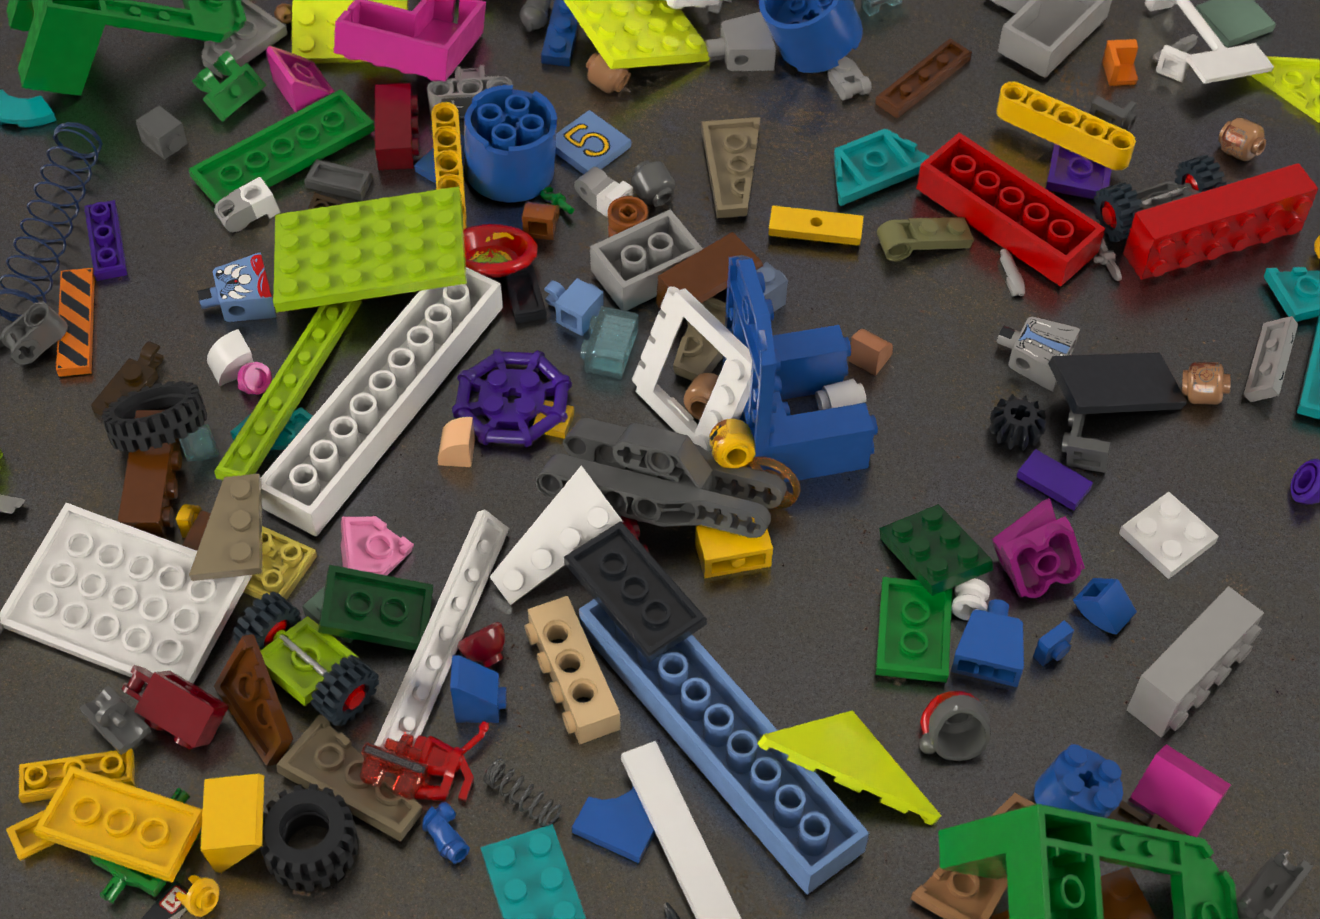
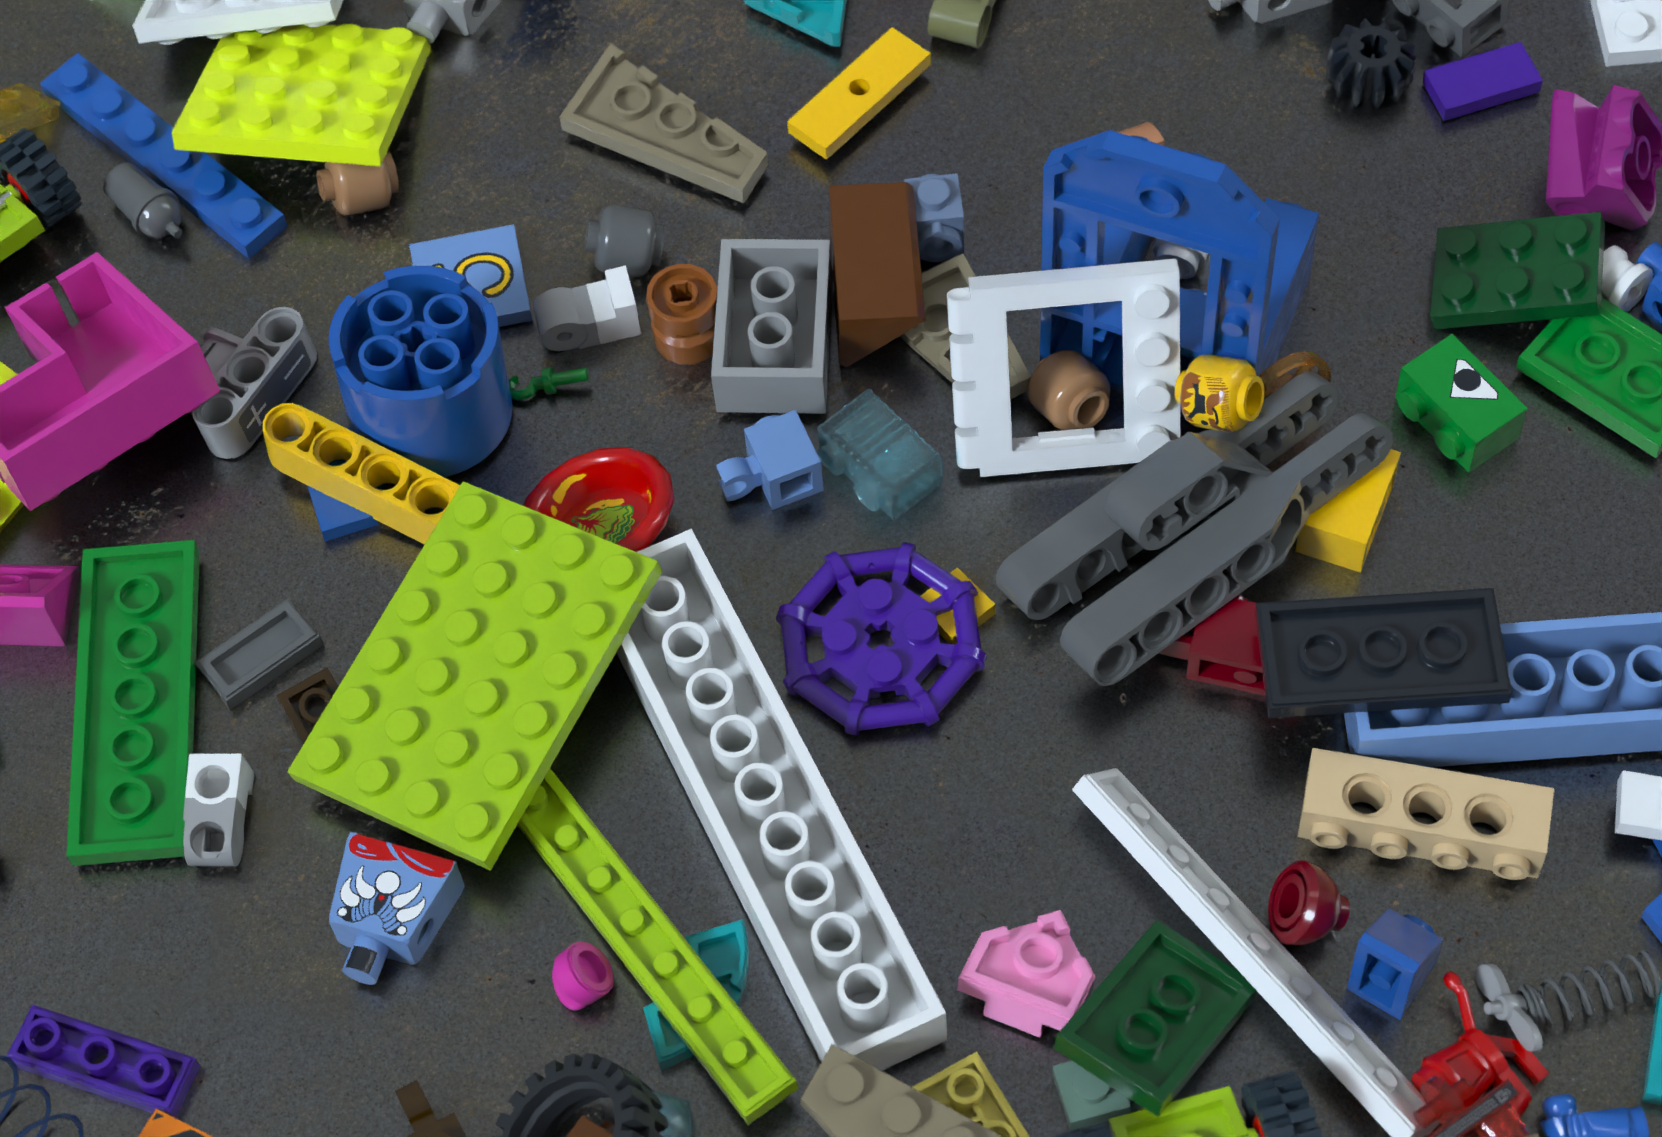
camera: 50 degrees left, 5 degrees up
(228, 357) = (514, 989): white brick -> none
(396, 126) = (225, 515): dark red brick -> none
(457, 443) = (918, 753): light nougat brick -> none
(486, 759) = (1507, 1006): none -> light grey piece
(525, 295) = (716, 522): black tile -> none
(540, 220) = (573, 420): dark orange brick -> none
(567, 523) = (1210, 695): white wing -> none
(832, 565) = (1460, 403): none -> green brick

